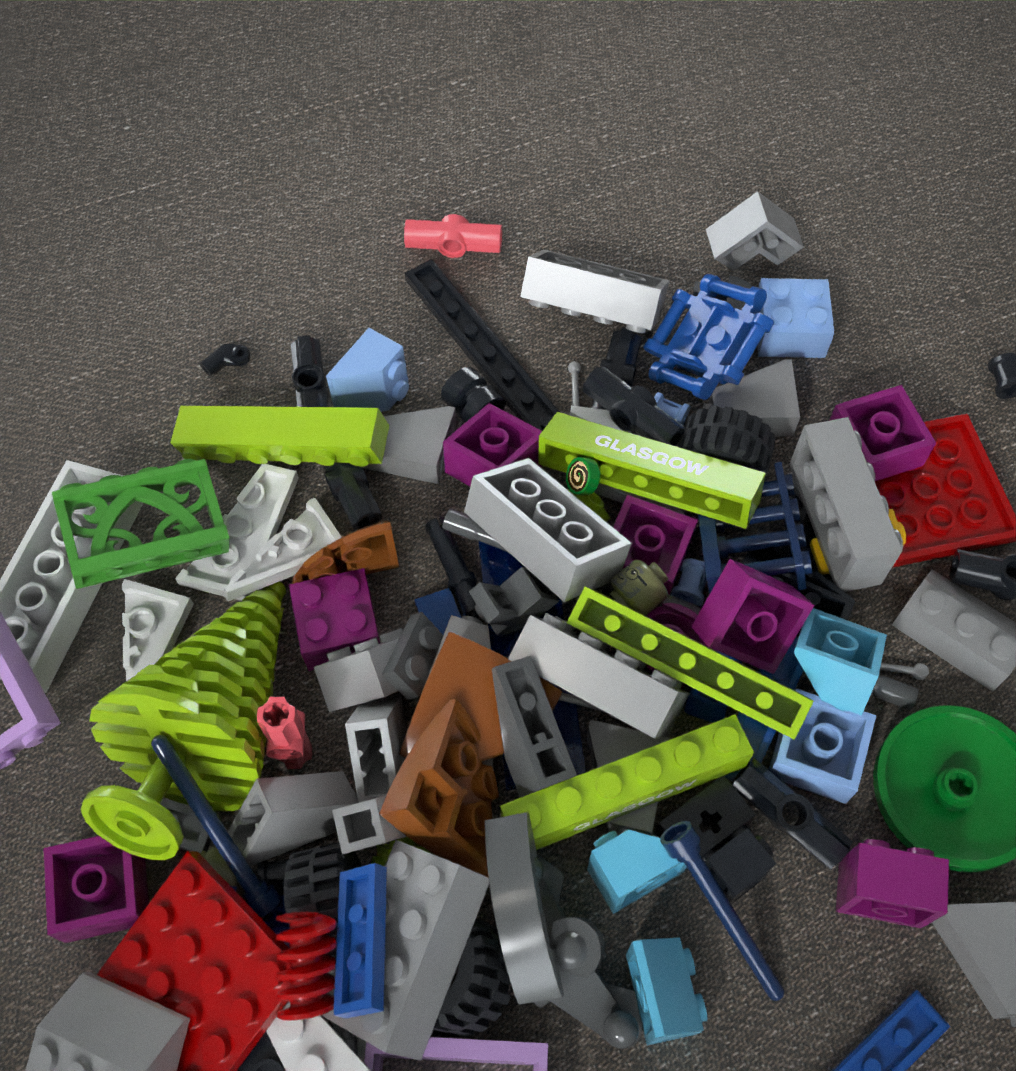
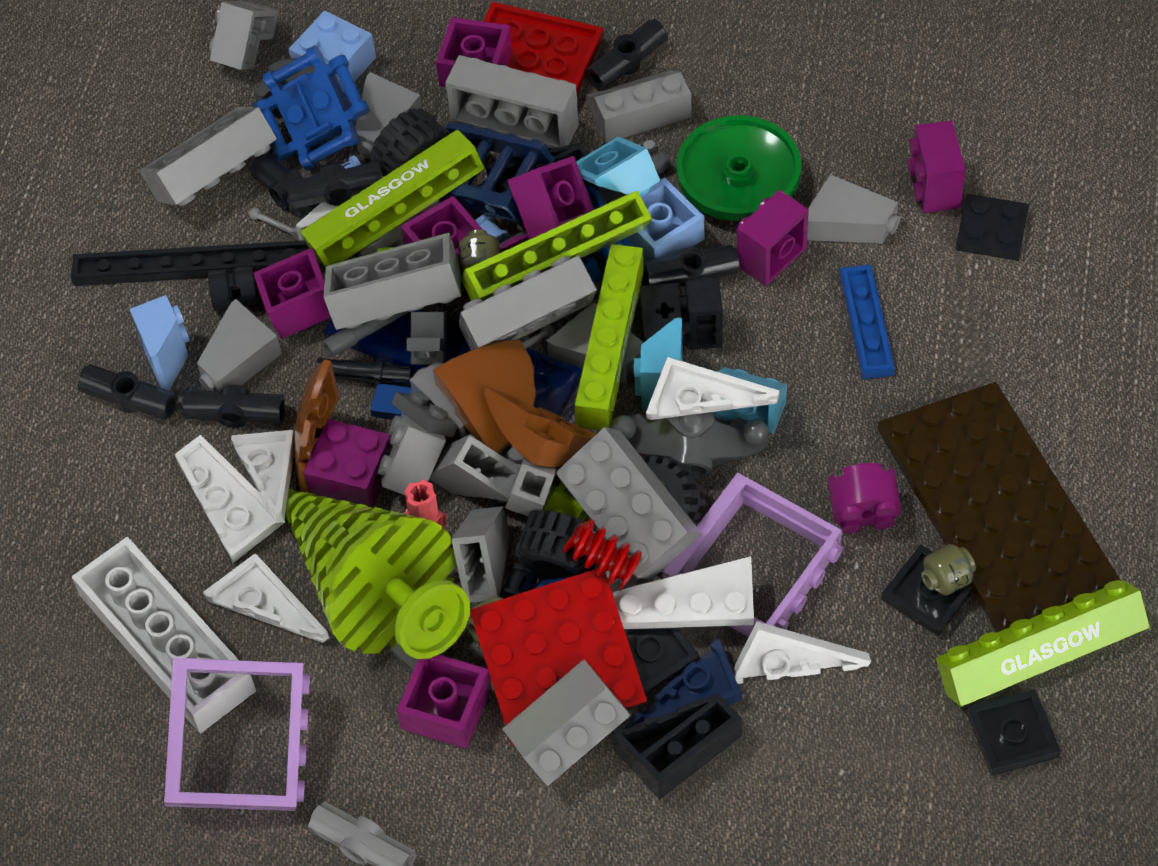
camera: 55 degrees left, 5 degrees down
(144, 486) = (192, 579): bright green fence -> none
(226, 356) = (44, 440): black arm -> none
(257, 893) = (470, 587): dark blue piece -> none
(281, 434) = (165, 424): lime brick -> none
(361, 942) = (611, 511): blue plate -> none
(453, 236) = (65, 227): coral piece -> none
(519, 909) = (649, 425): dark grey slope -> none
(529, 729) = (540, 364): dark grey slope -> none
(583, 476) = (368, 240): tile -> none
(601, 930) = (697, 390): none -> white wing
(683, 844) = (673, 315): dark blue piece -> none

